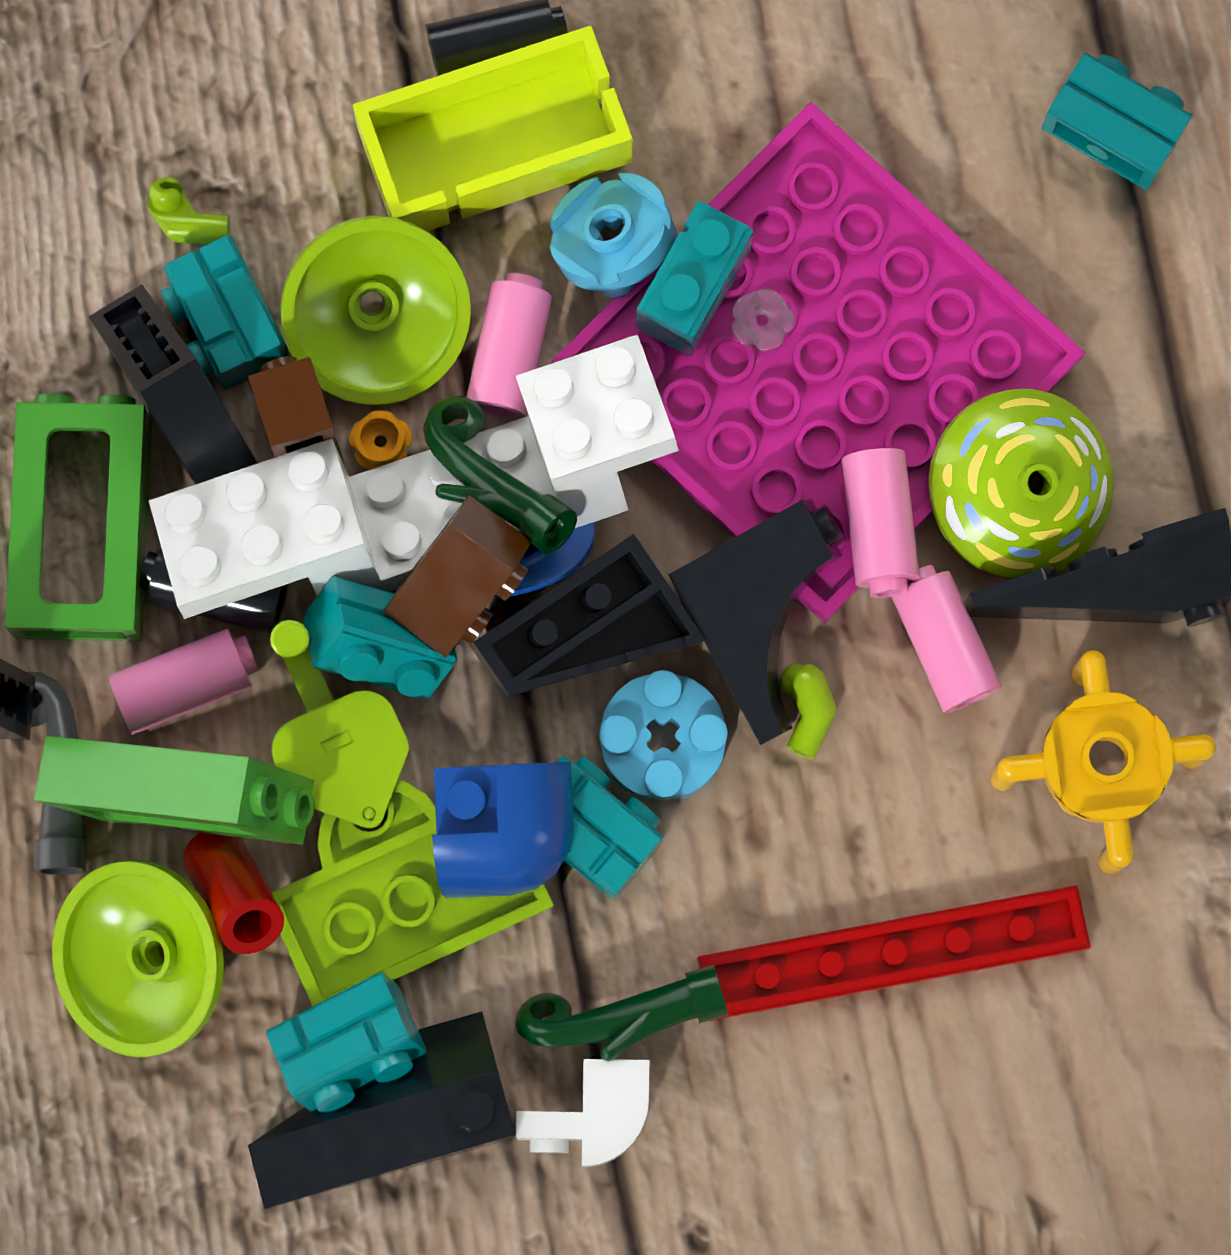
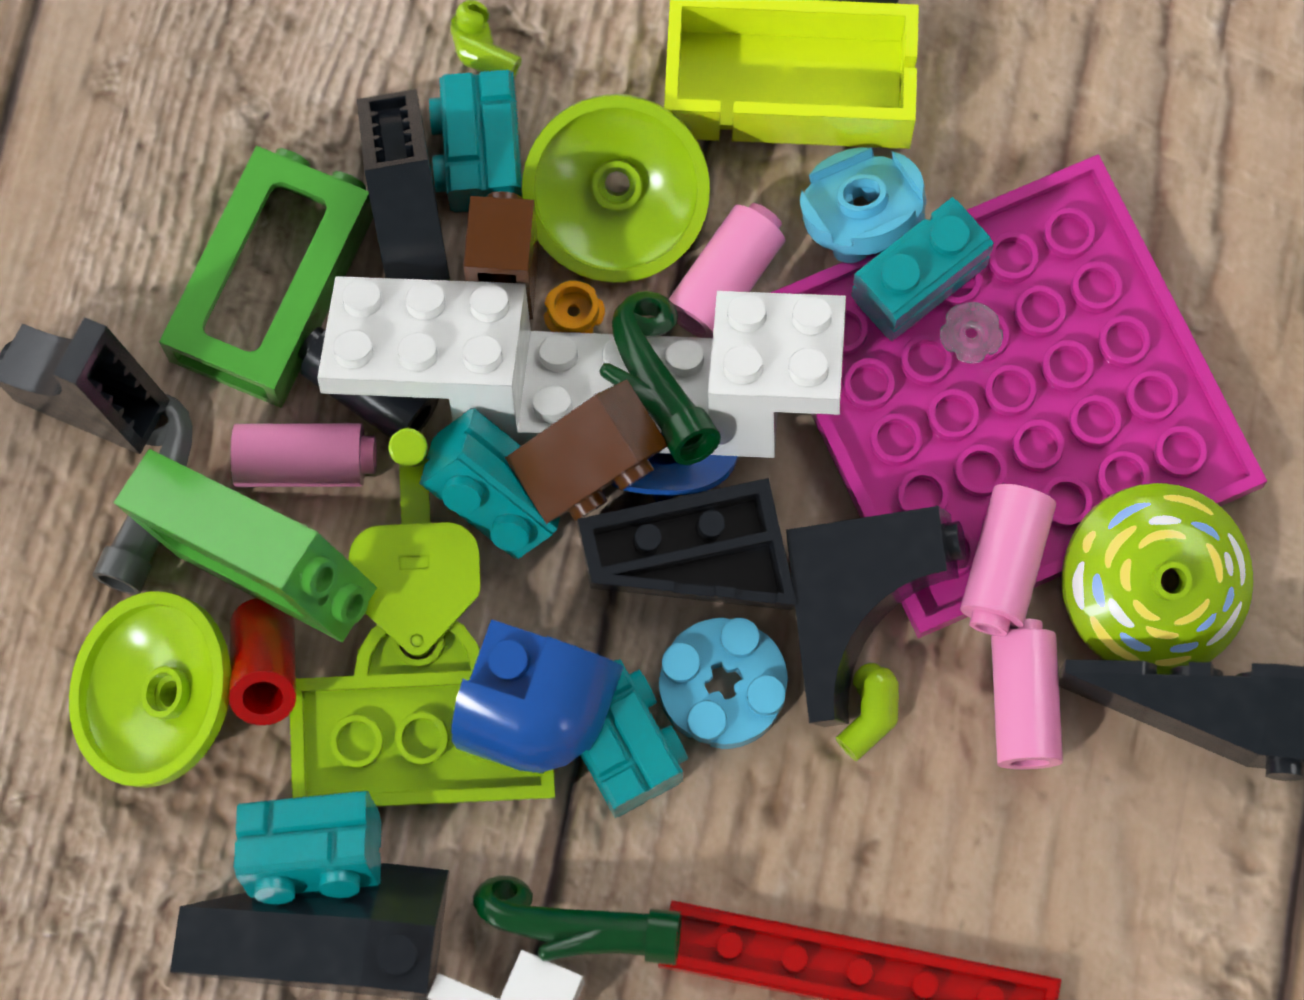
camera: 25 degrees right, 5 degrees down
(1083, 790) = (1111, 899): yellow plate -> none

